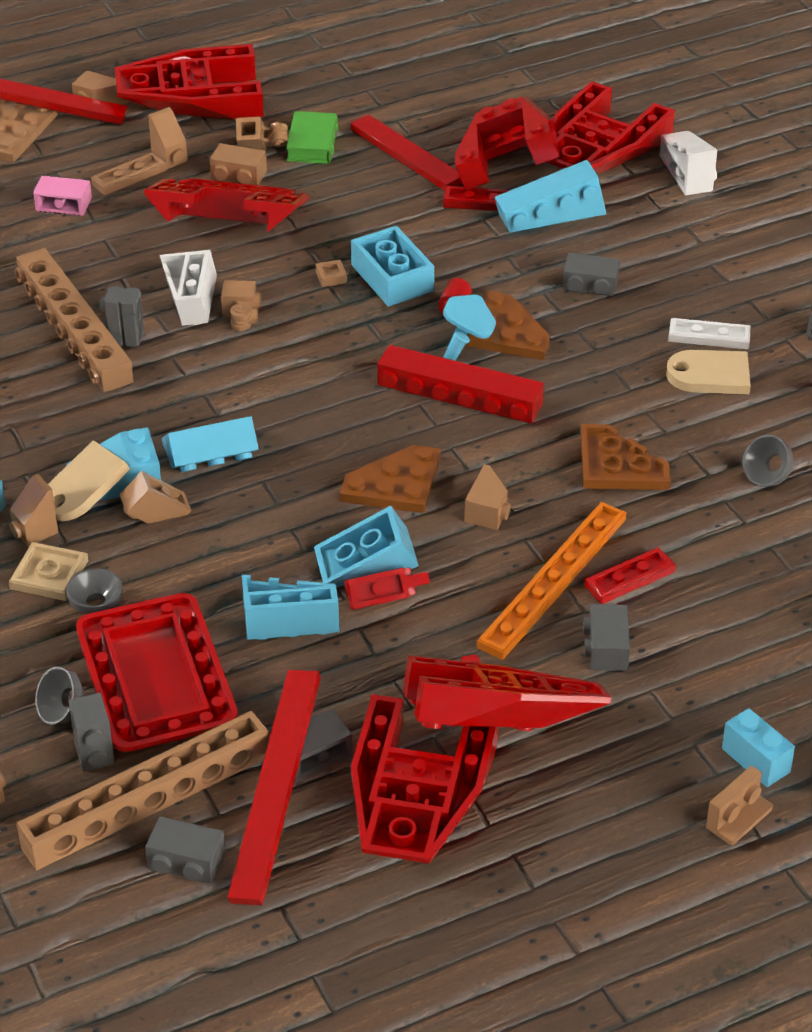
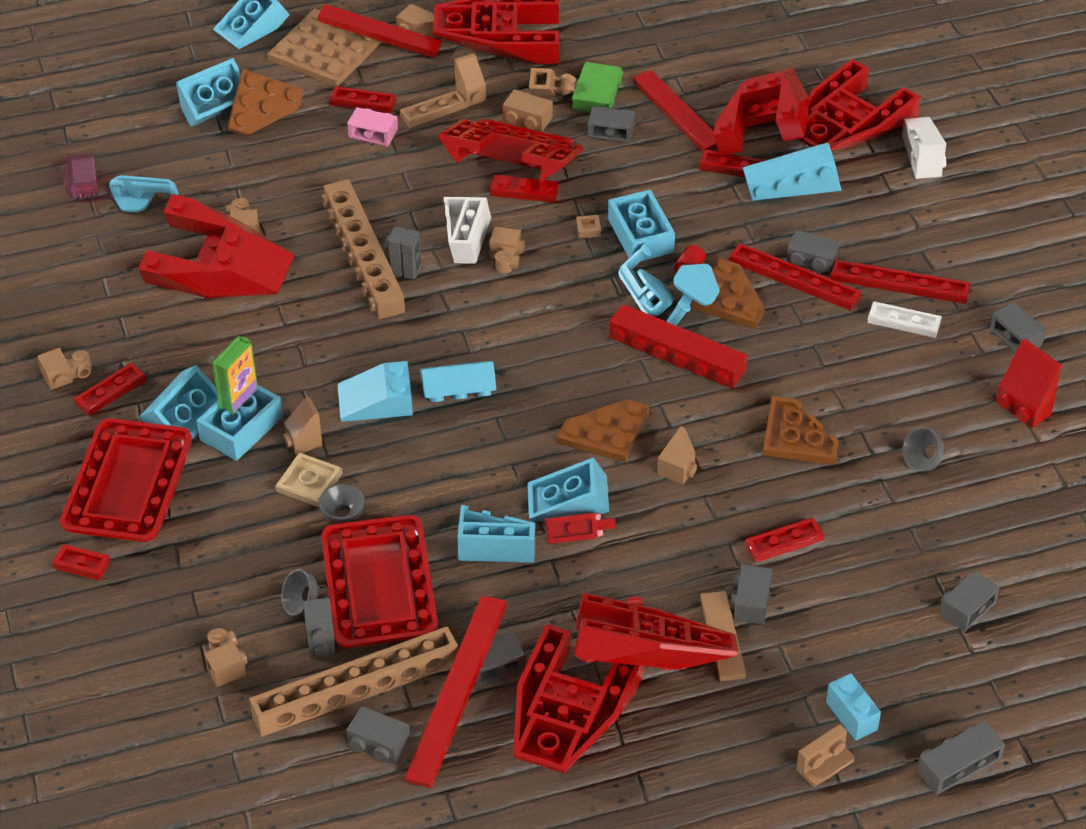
camera: 10 degrees right, 5 degrees up
(33, 170) = (363, 99): none -> red tile
(86, 481) = (348, 404): tan tile -> none
(153, 500) = (403, 426): medium nougat slope -> none
(249, 242) = (524, 188): none -> red plate
(335, 169) = (611, 124): none -> dark grey brick
(407, 337) = (653, 288): none -> medium azure piece
(551, 581) = (718, 536): orange tile -> none
(571, 662) = (718, 615): none -> medium nougat tile
(577, 302) = (795, 276): none -> red tile
(695, 296) = (900, 281): none -> red tile
(710, 371) = (896, 356): tan tile -> none

